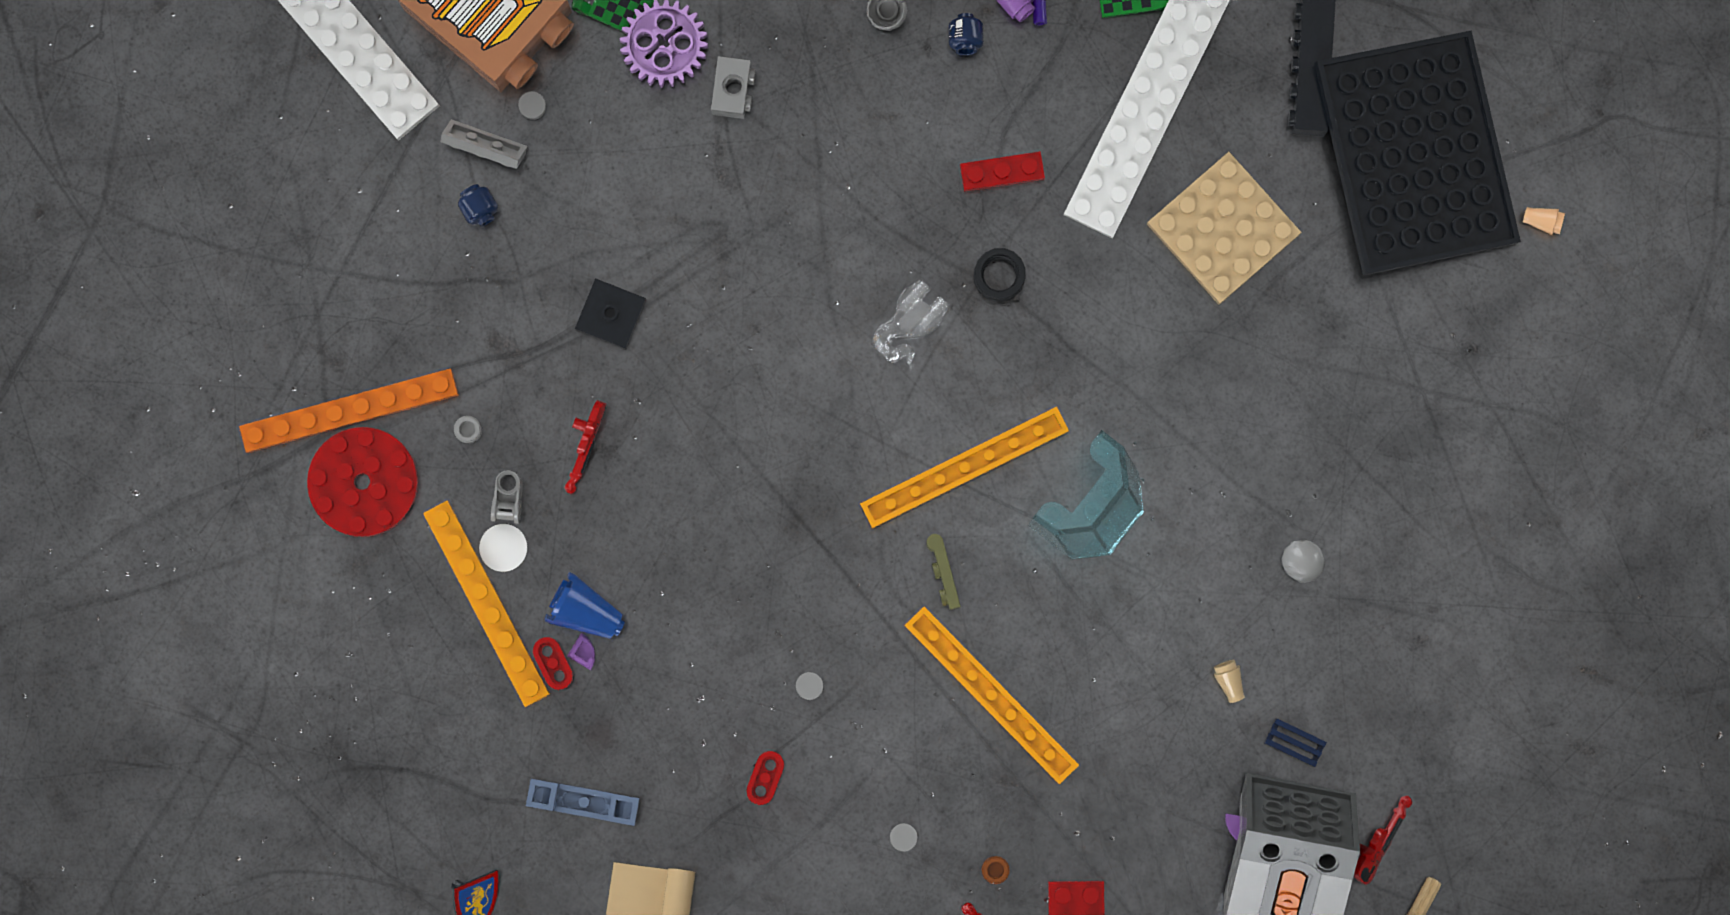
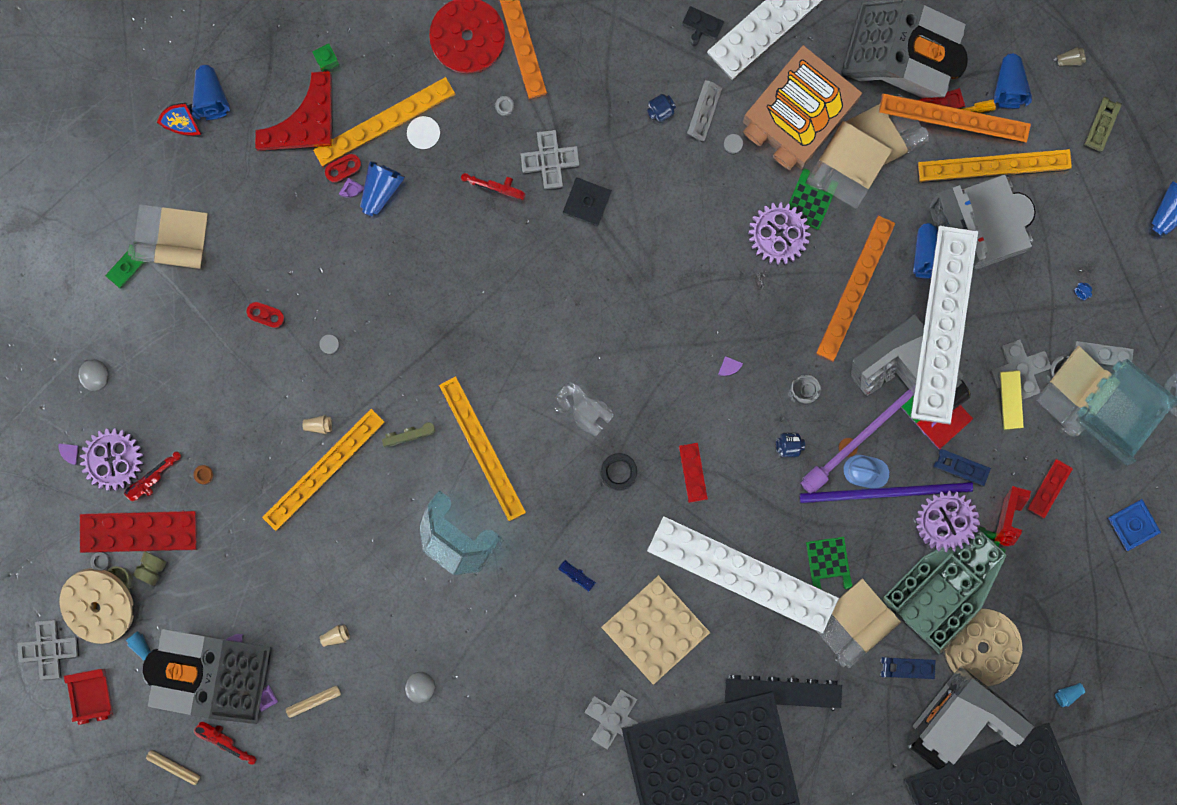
camera: 85 degrees right, 0 degrees up
(357, 145) = (702, 24): none -> black plate
(390, 686) = (325, 58): none -> green brick
(439, 858) = (208, 95): none -> blue cone
(488, 713) = (308, 124): none -> red plate
(507, 499) = (455, 134): light grey piece -> none
(548, 365) = (549, 159): none -> light grey plate
(582, 802) = (248, 190): sand blue slope -> none
(727, 72) = (759, 279): light grey brick -> none
(852, 117) = (729, 367): none -> medium lavender tile
(903, 837) = (225, 411): light grey tile -> none
(926, 702) = (318, 424): none -> tan cone
(1147, 336) = (576, 575): none -> clear blue pin
(1316, 752) = (287, 675): dark blue tile -> none
(1318, 777) = (268, 698): none -> medium lavender tile
(1322, 713) = (313, 701): none -> tan axle
(1347, 291) = (611, 717): none -> light grey plate

